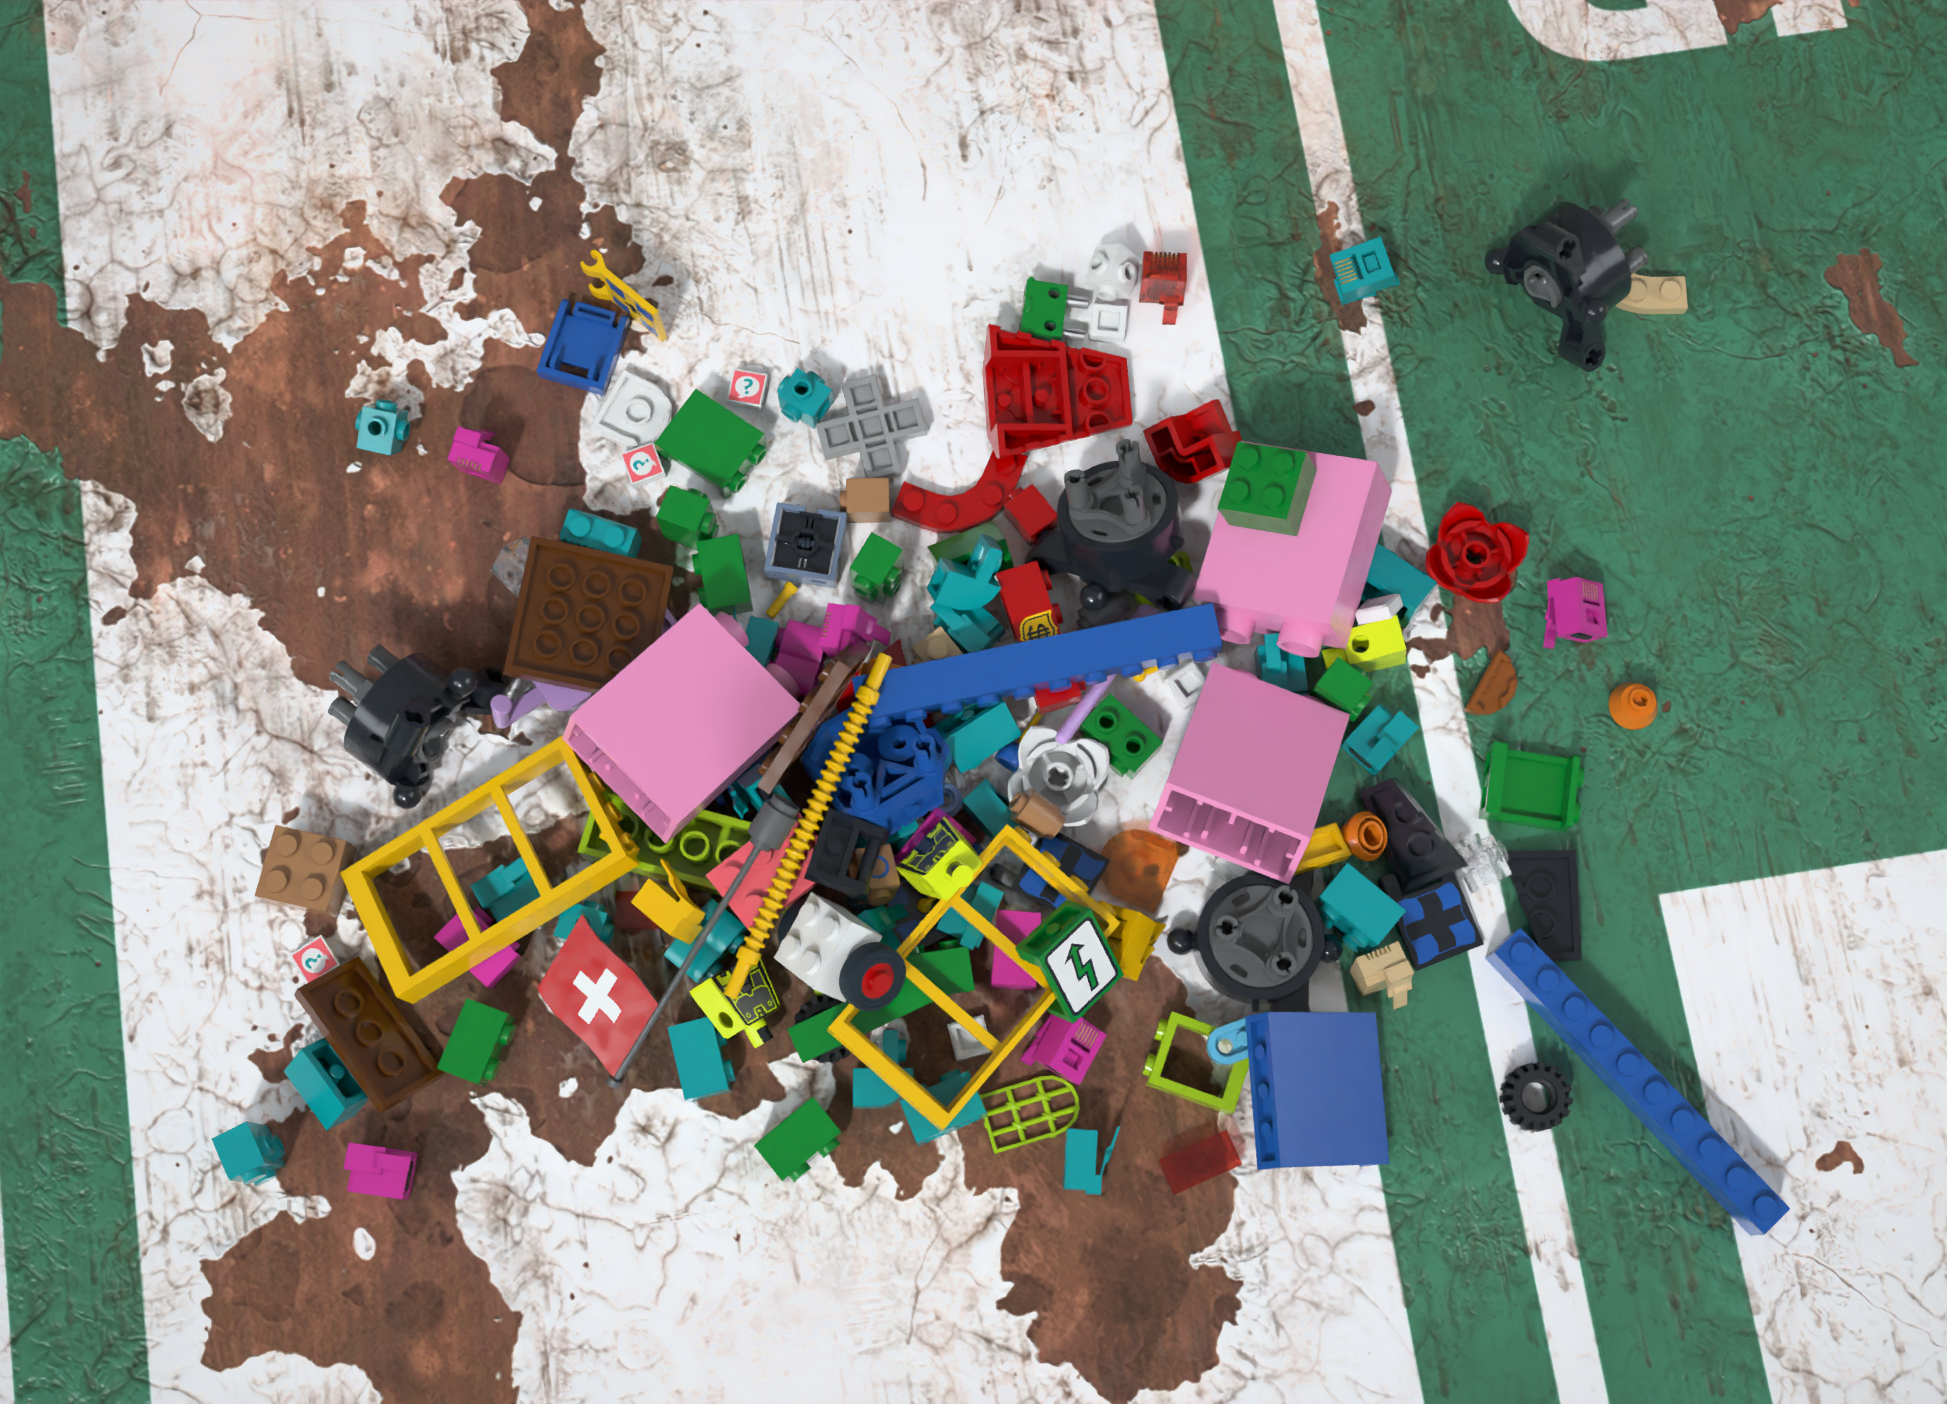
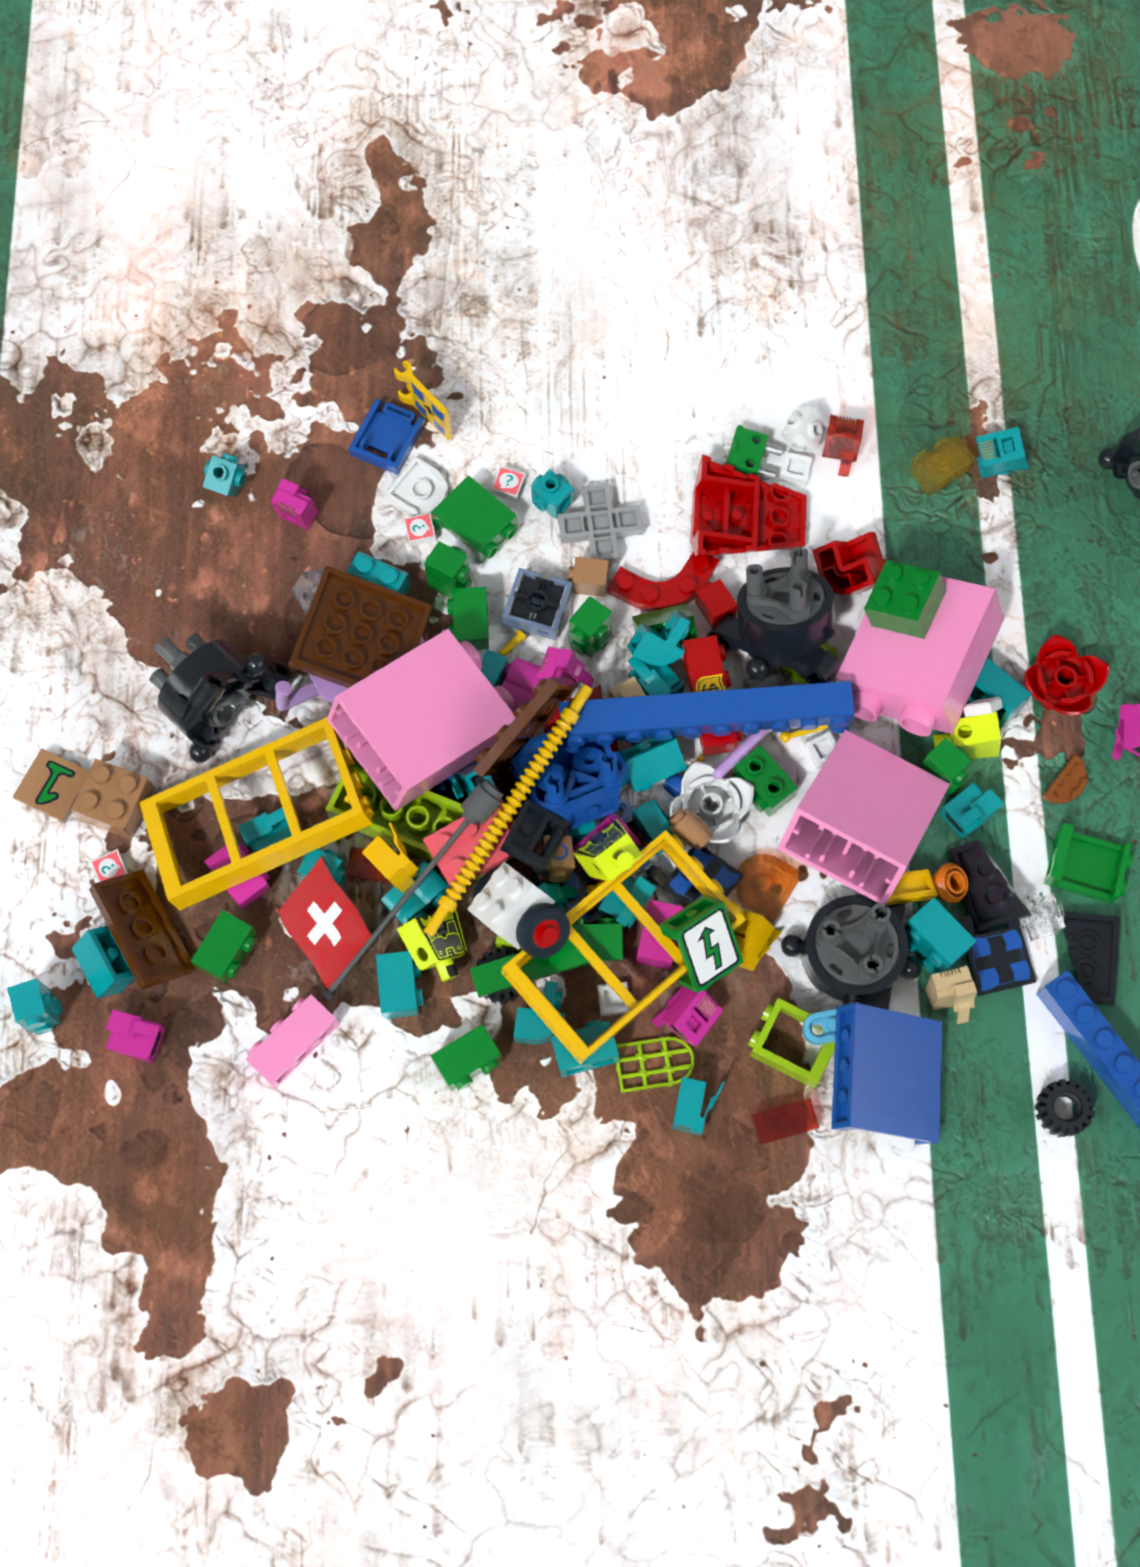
camera: 10 degrees right, 5 degrees down
(225, 863) = (51, 785): none -> medium nougat tile
(578, 1148) = (292, 1040): none -> bright pink brick
(1280, 667) = (899, 741): teal piece -> none
(1291, 295) = (942, 464): none -> clear yellow brick

